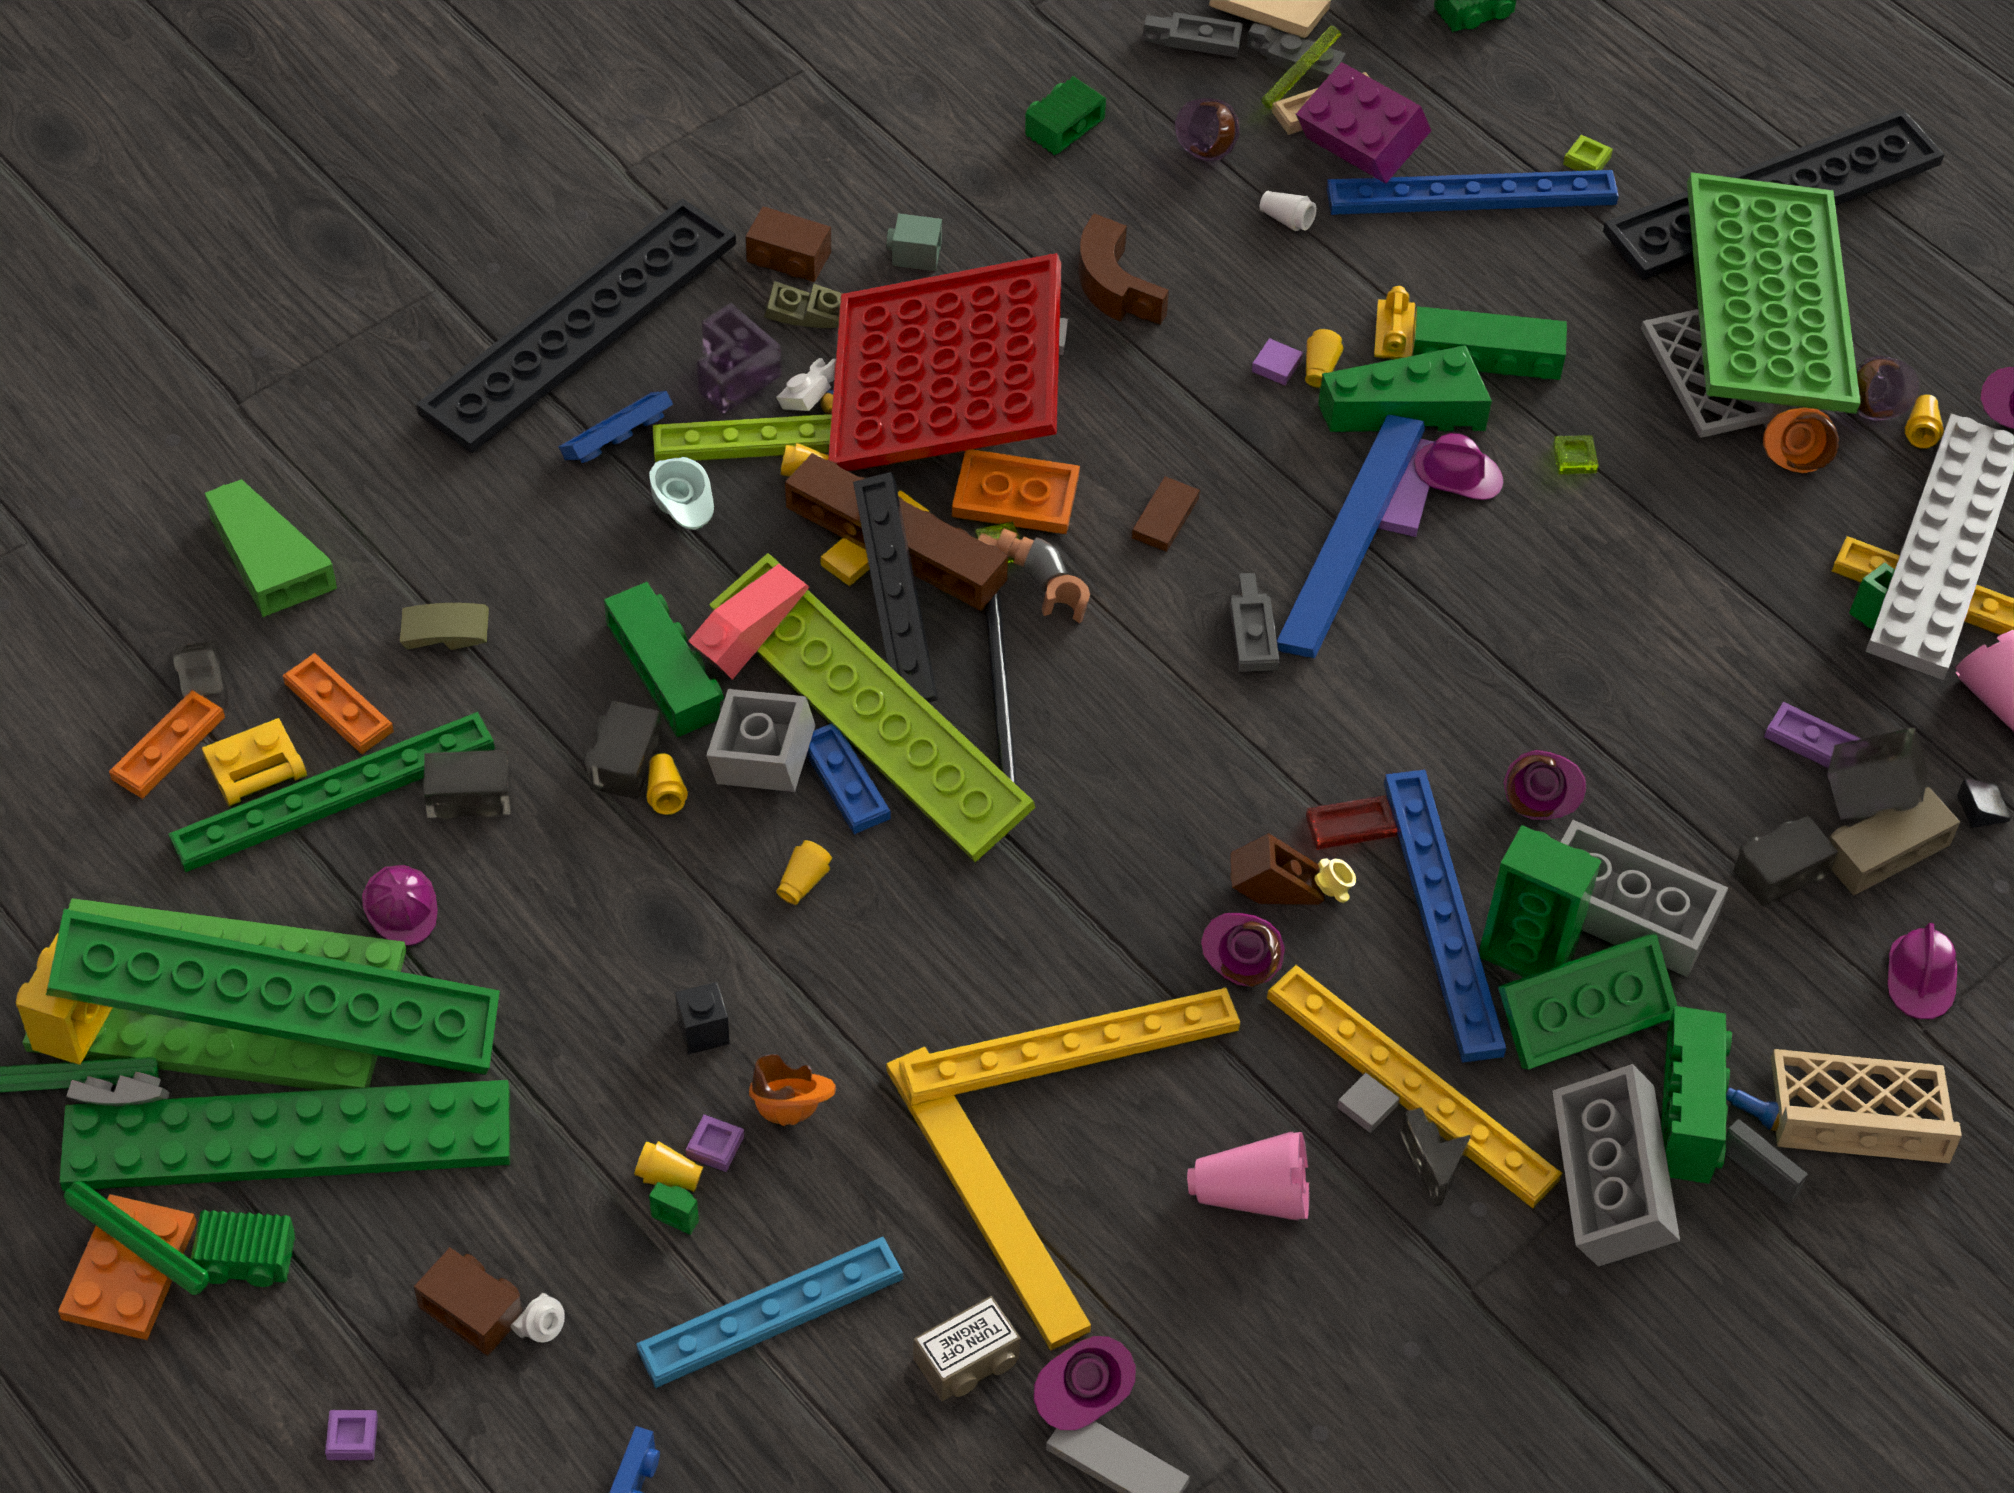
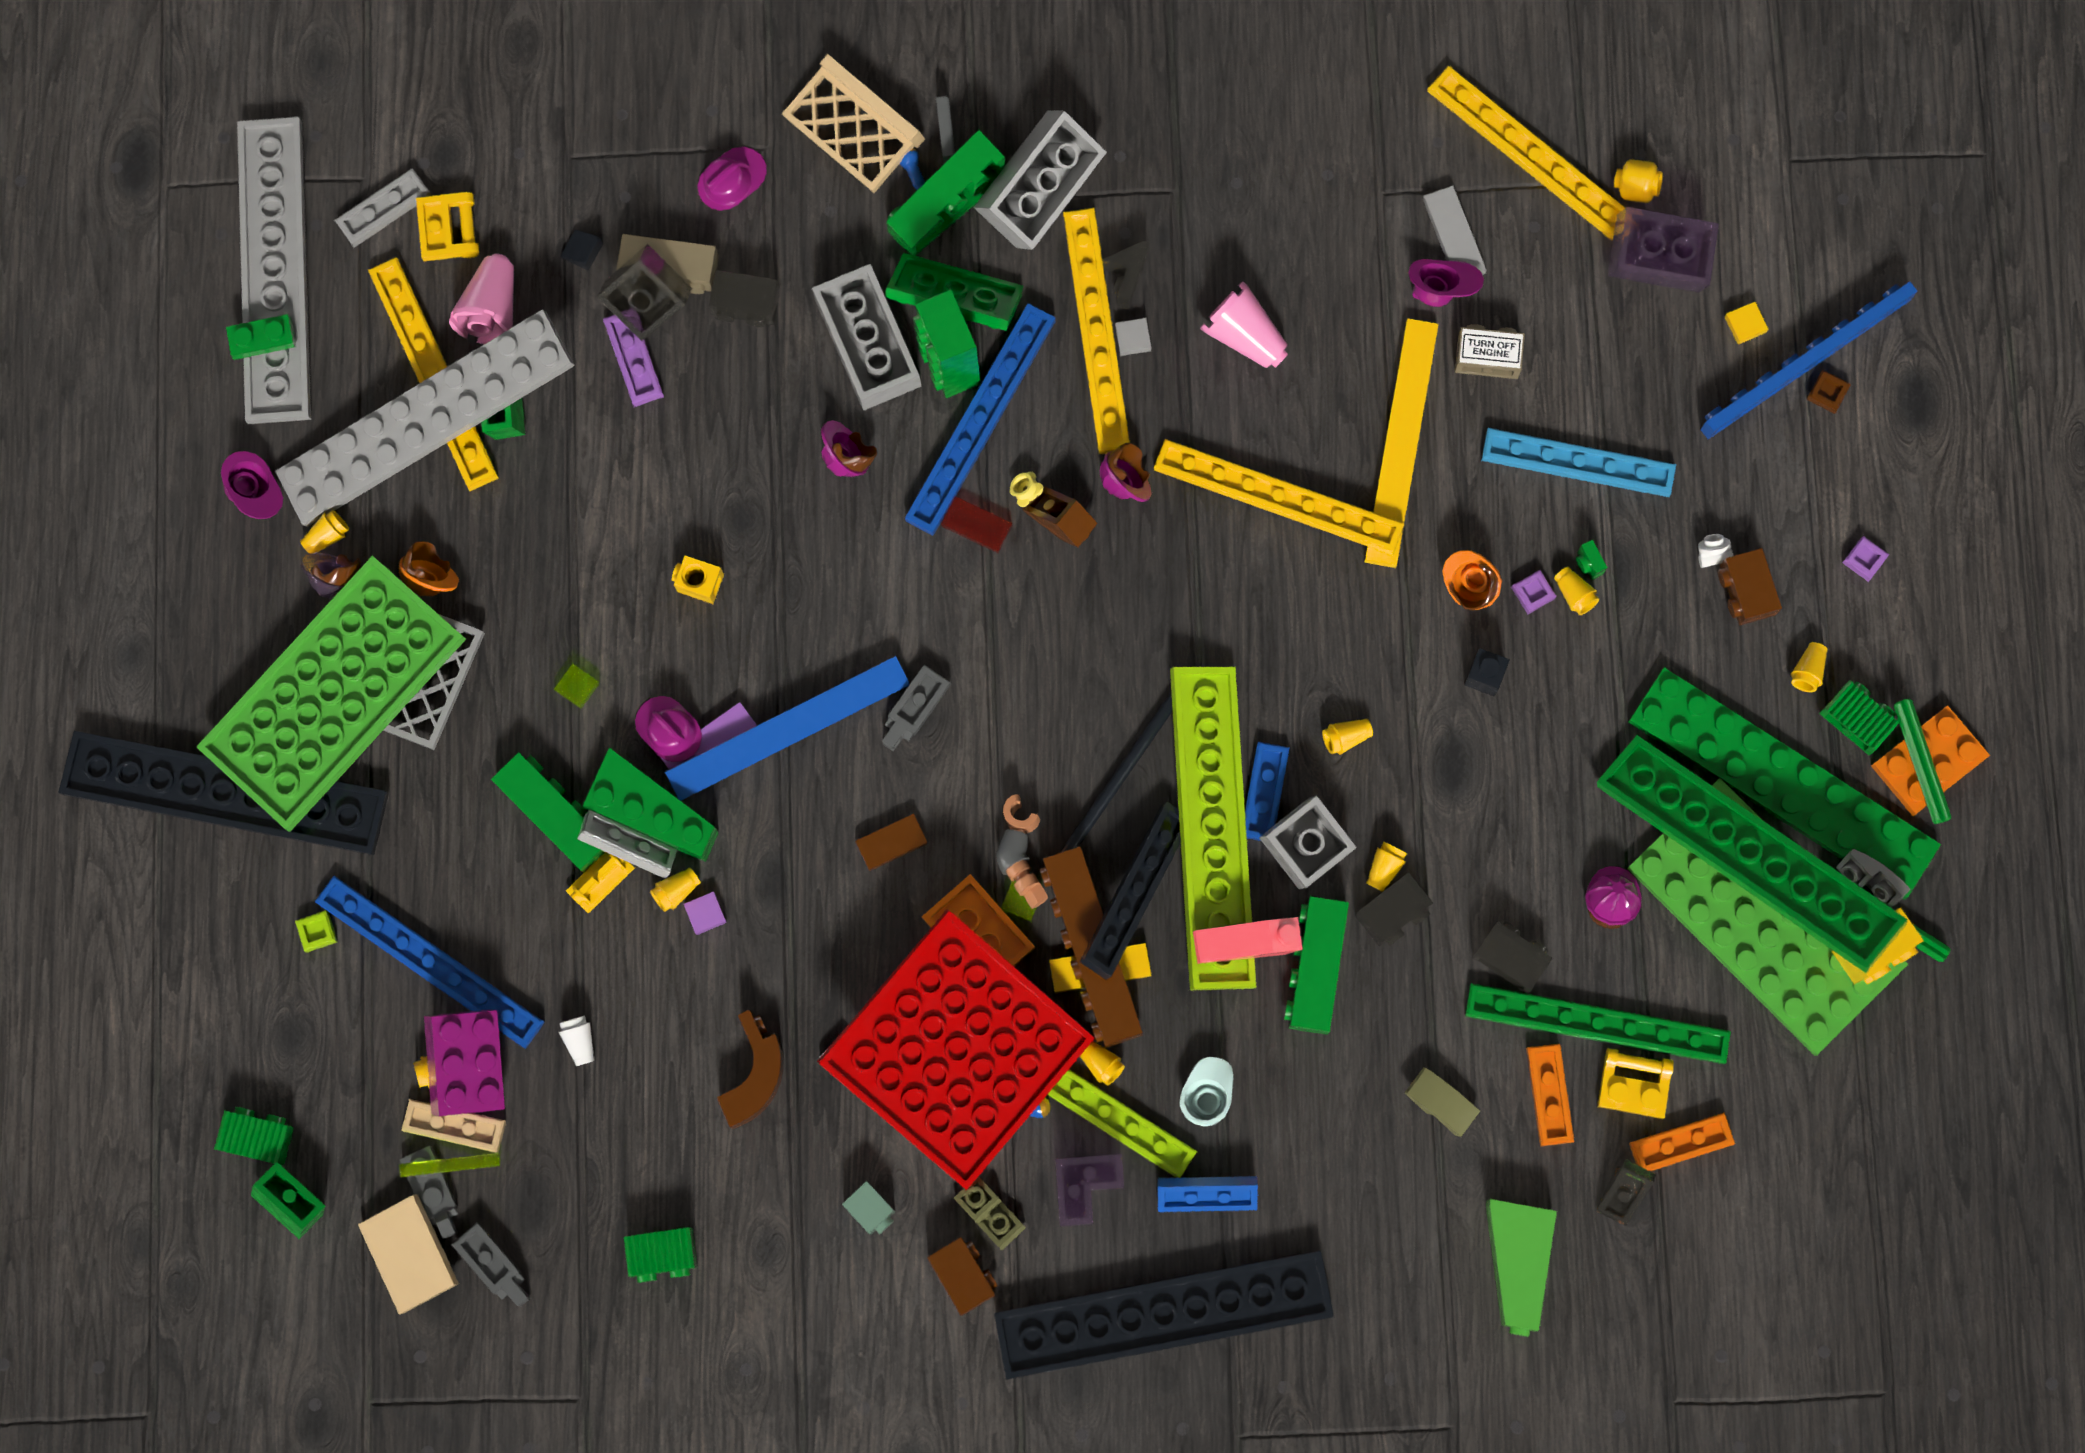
camera: 135 degrees left, 25 degrees up
(336, 1263) = (1810, 668): none -> yellow cone
(807, 389) = (1052, 1130): white plate -> none
(1207, 128) = (572, 1152): clear purple piece -> none
(1415, 339) = (627, 844): none -> light grey tile
(1560, 595) = (707, 589): none -> yellow brick

